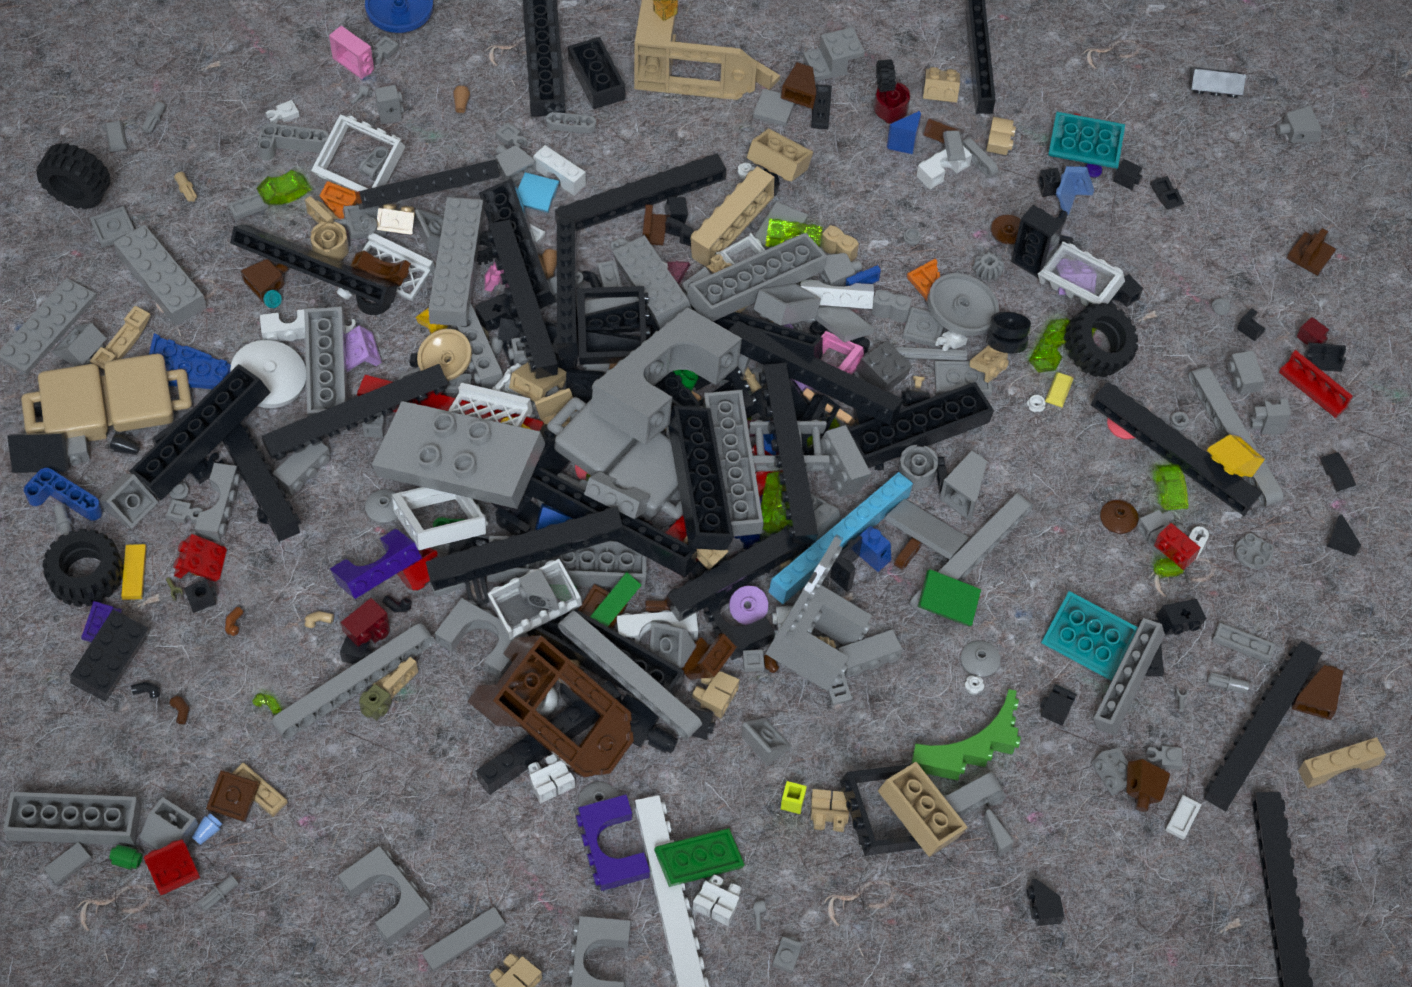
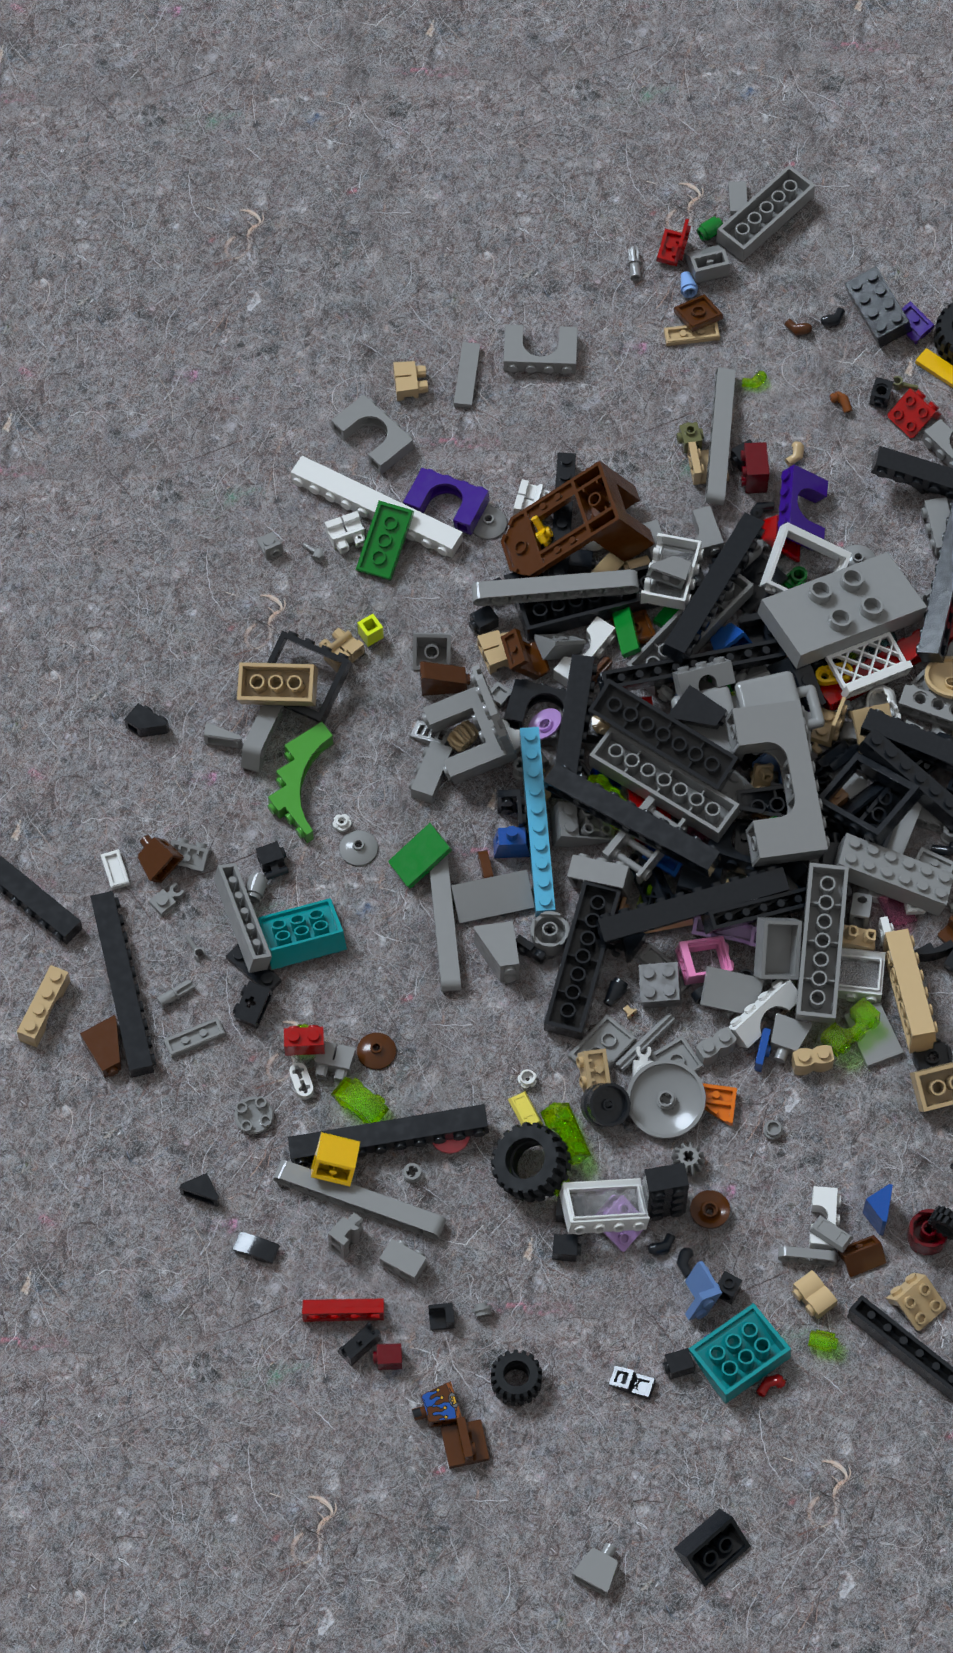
camera: 135 degrees right, 5 degrees up
(582, 728) = (544, 533): none -> yellow piece
(654, 471) = (698, 710): none -> black slope
(699, 261) = (884, 926): none -> white plate
(784, 707) = (442, 679): none -> reddish brown slope
(1025, 111) = (823, 1341): none -> clear neon green brick
(1090, 697) = (256, 886): none -> light grey brick
(1245, 240) = (518, 1361): none -> black tyre
(1309, 281) = (438, 1407): none -> torso

